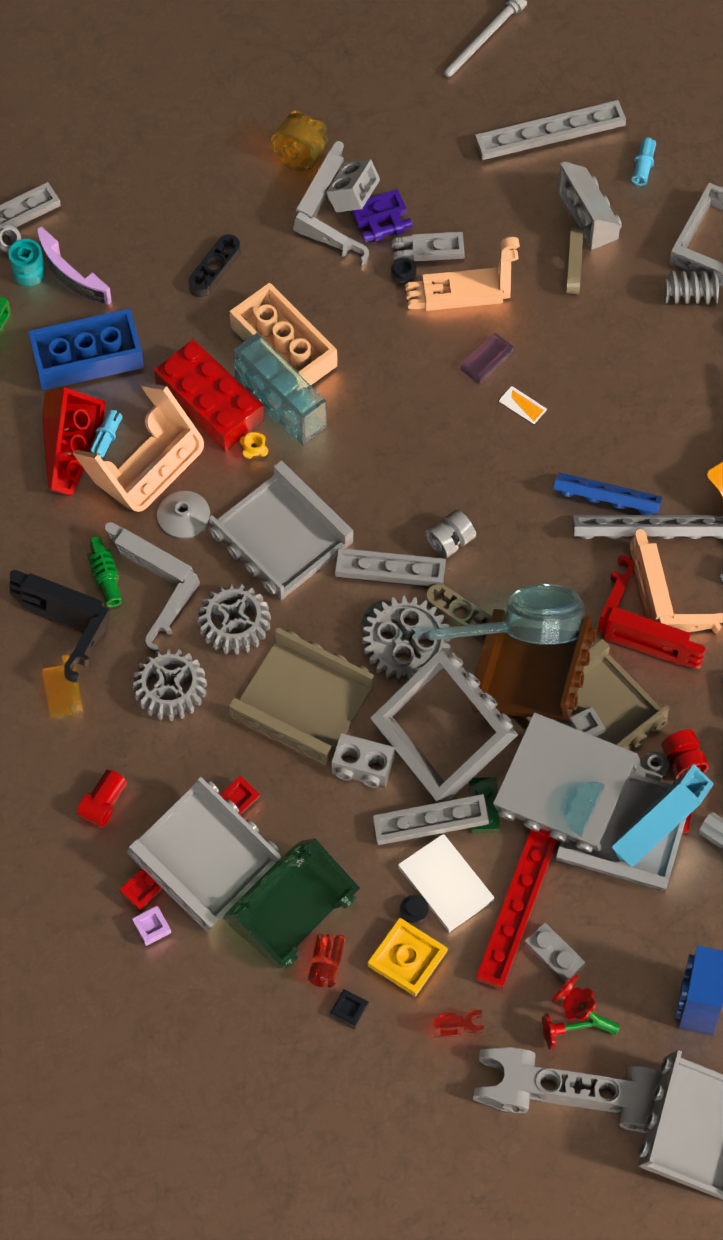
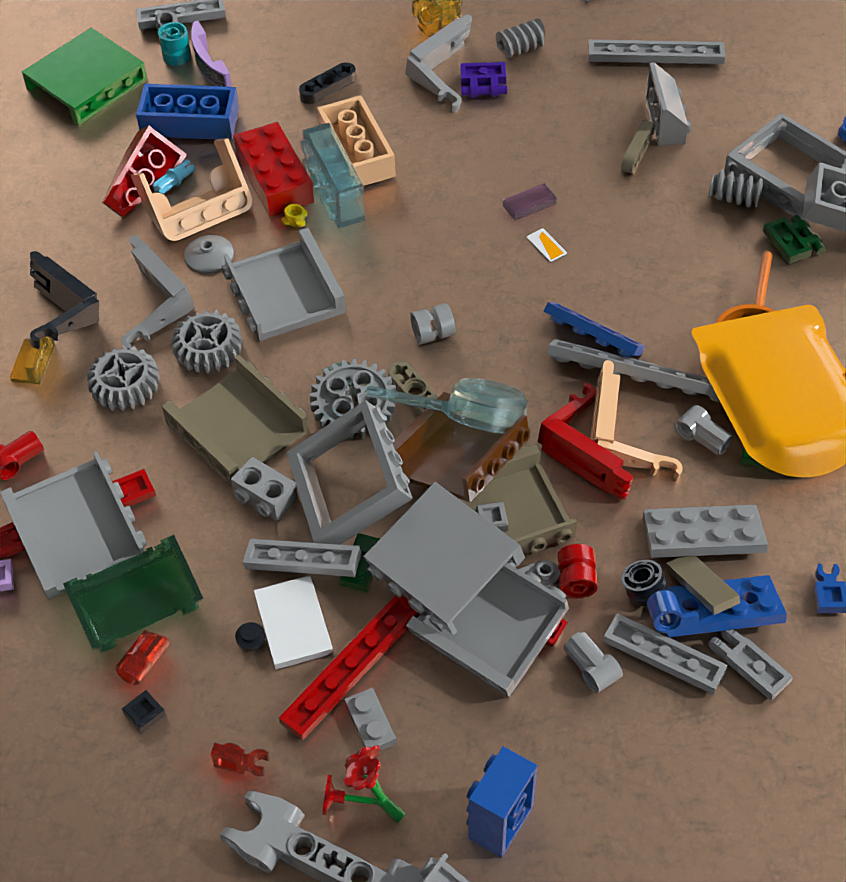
camera: 20 degrees right, 10 degrees down
(104, 571) = (116, 277): green hinge -> none
(353, 185) = (467, 48): light grey brick -> none
(390, 567) = (367, 337): light grey plate -> none
(402, 152) = (521, 38): none -> light grey piece
(403, 270) = (485, 120): black plate -> none
(407, 957) = (221, 679): yellow plate -> none
(430, 246) = (514, 109): light grey hinge -> none
(465, 287) = (534, 144): light nougat hinge -> none
(581, 804) = (445, 578): clear light blue tile -> none
(644, 161) = (729, 91): medium azure axle -> none
(663, 815) = (525, 612): medium azure slope -> none

